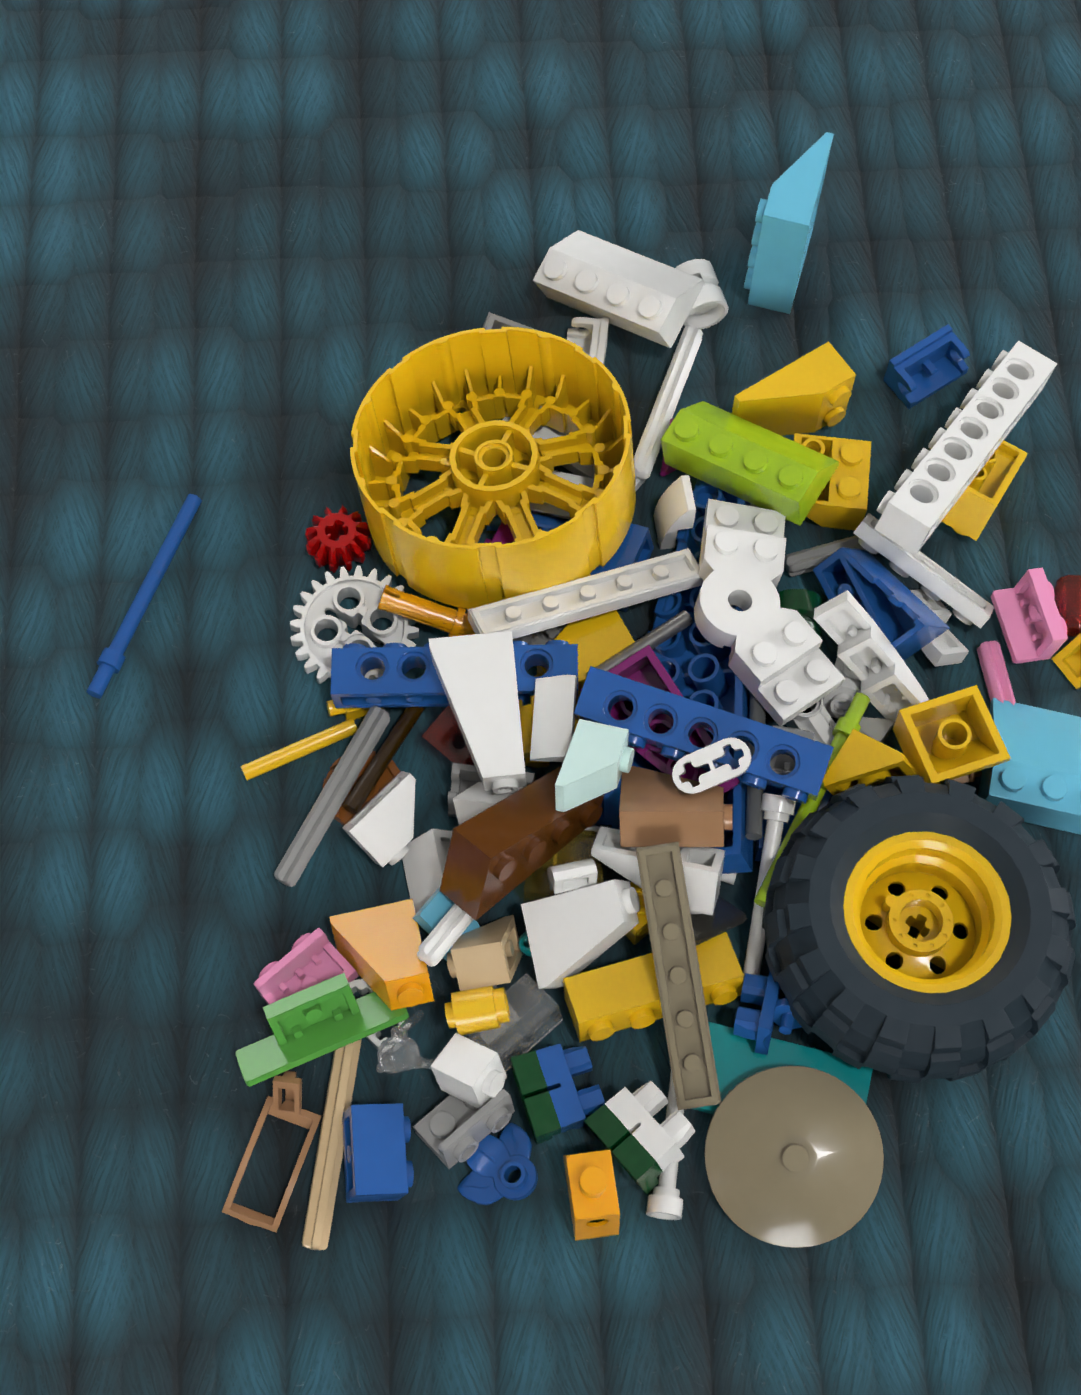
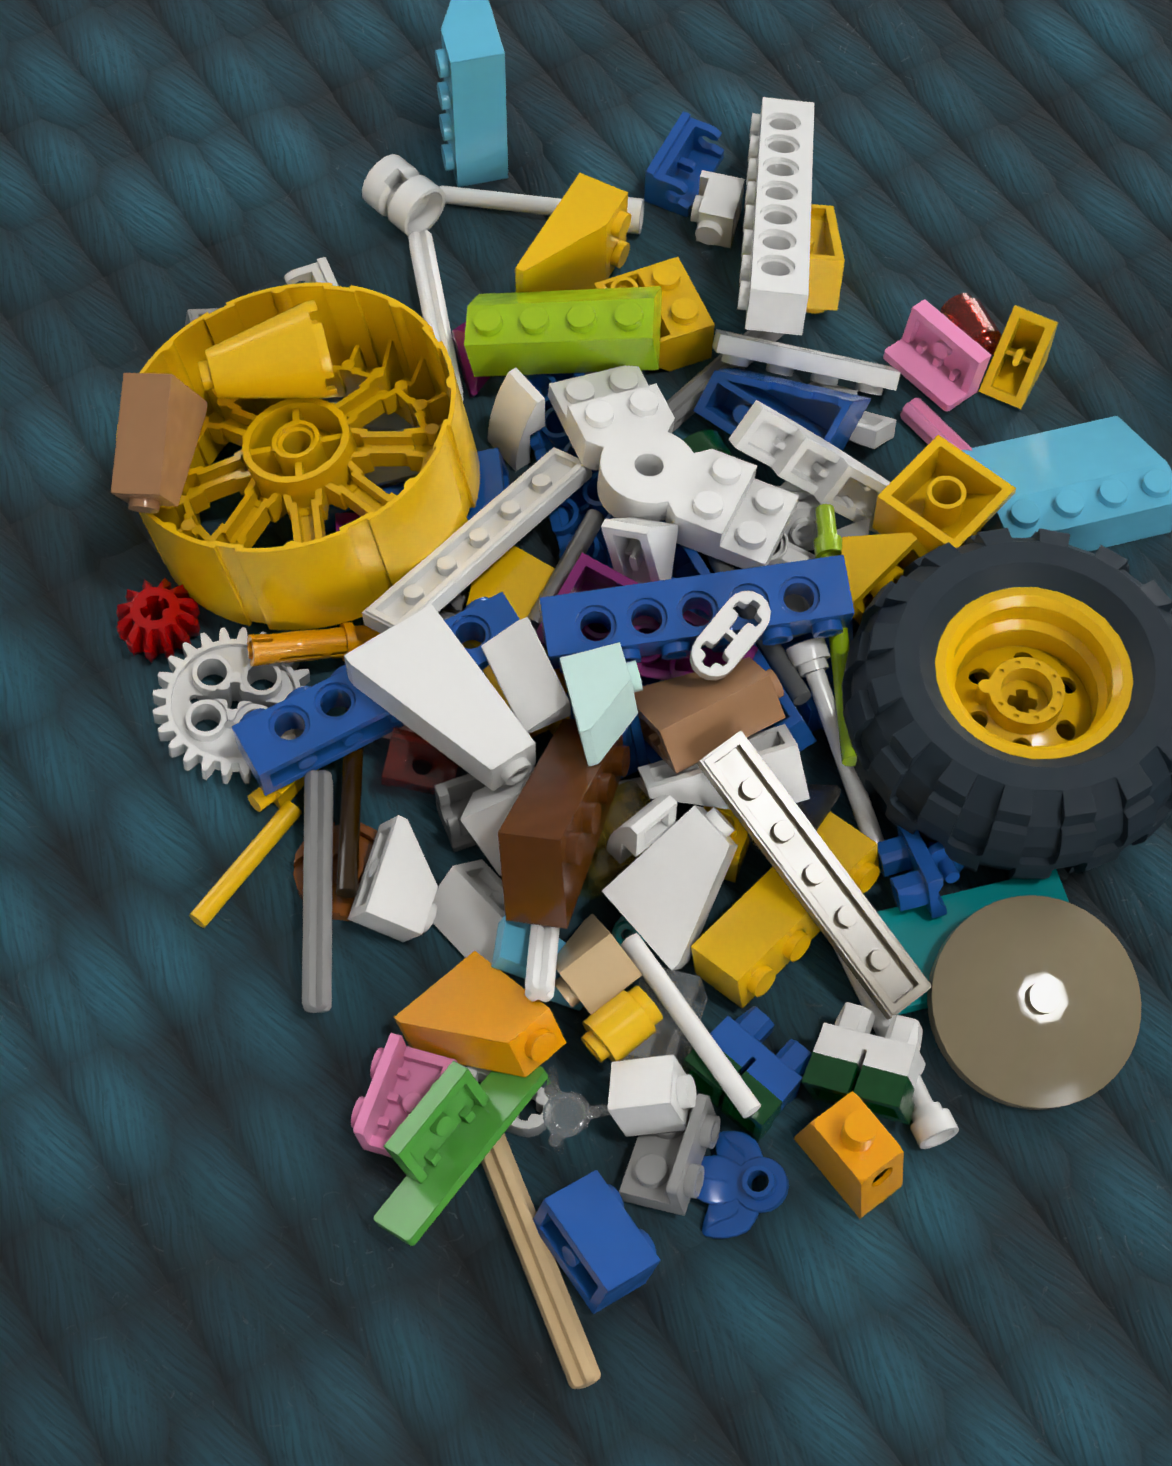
camera: 30 degrees left, 5 degrees down
(290, 1111) = (473, 1254): medium nougat sword -> none
(382, 414) = (155, 440): none -> medium nougat slope
(507, 388) = (272, 360): none -> yellow cone
(527, 1037) = (691, 1026): none -> white bar
(618, 285) = (309, 219): white slope -> none
(697, 663) = (641, 547): none -> white slope
(863, 386) = (527, 203): none -> white piece
(930, 413) = (717, 208): none -> white brick

